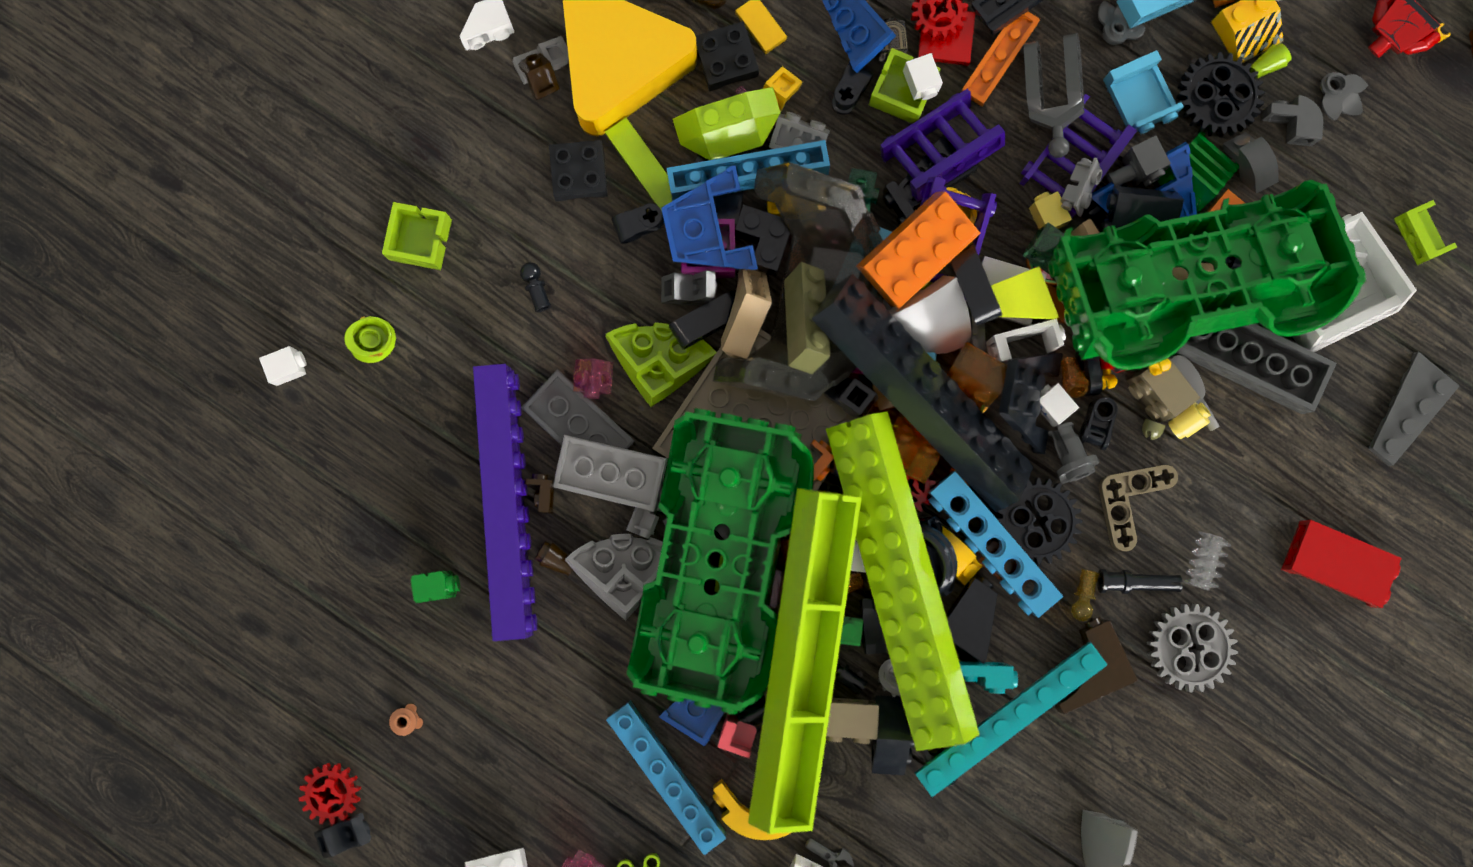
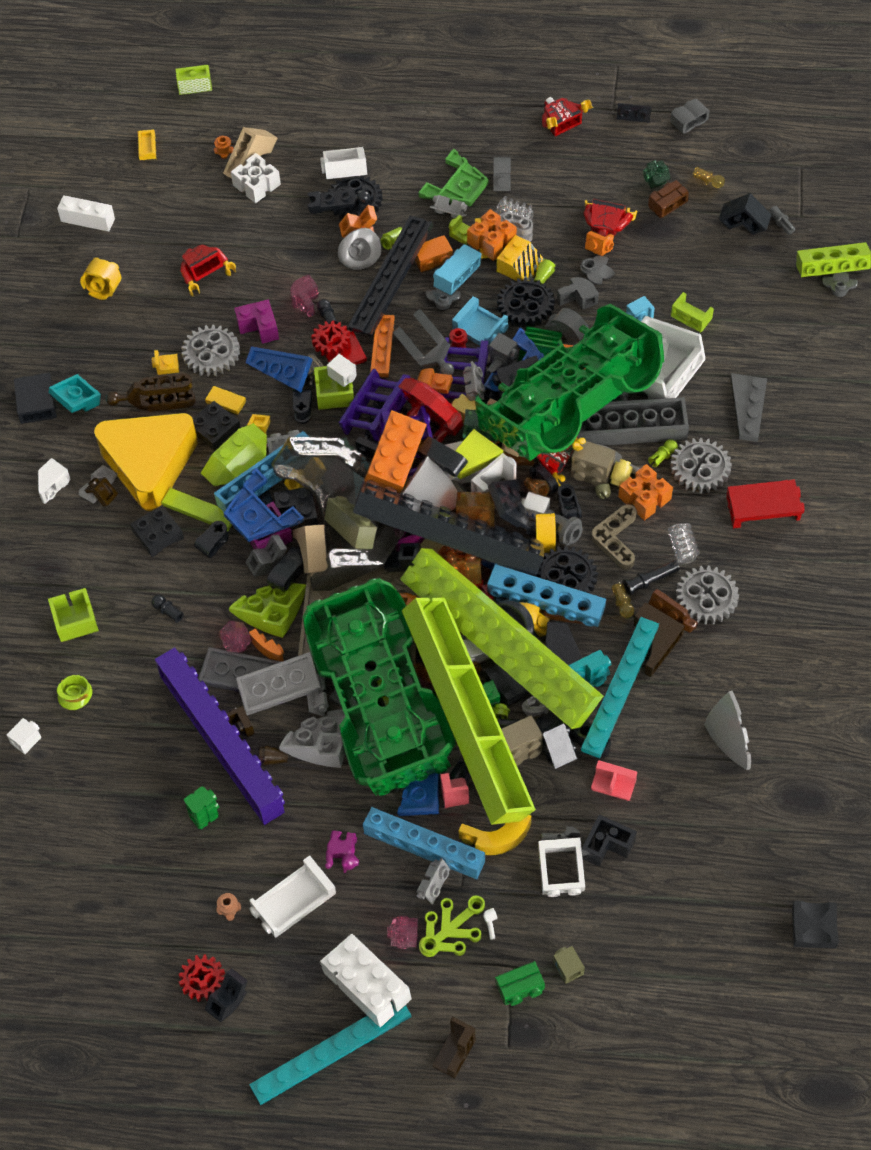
camera: 25 degrees left, 25 degrees down
(481, 753) = (292, 898): none -> white panel
(571, 727) = (342, 849): none -> magenta animal
(628, 417) = (268, 648): none -> orange slope
(644, 833) = (438, 873): none -> light grey hinge
(851, 657) = (501, 710): none -> lime plate
(931, 824) = (614, 780): none -> coral panel
(1008, 196) = (439, 409): none -> red brick
(1027, 153) = (437, 381): none -> orange brick
(1047, 452) = (546, 531): none -> yellow slope
(1099, 107) = (458, 338): none -> red brick
(1135, 646) = (672, 609): none -> reddish brown hinge
(1212, 449) = (645, 492): none -> orange brick
(1274, 414) = (663, 452): none -> lime pin
(1307, 485) = (715, 472): none -> light grey gear
(1358, 192) = (640, 308): none -> medium azure brick
(1368, 58) = (598, 243): none -> orange bracket

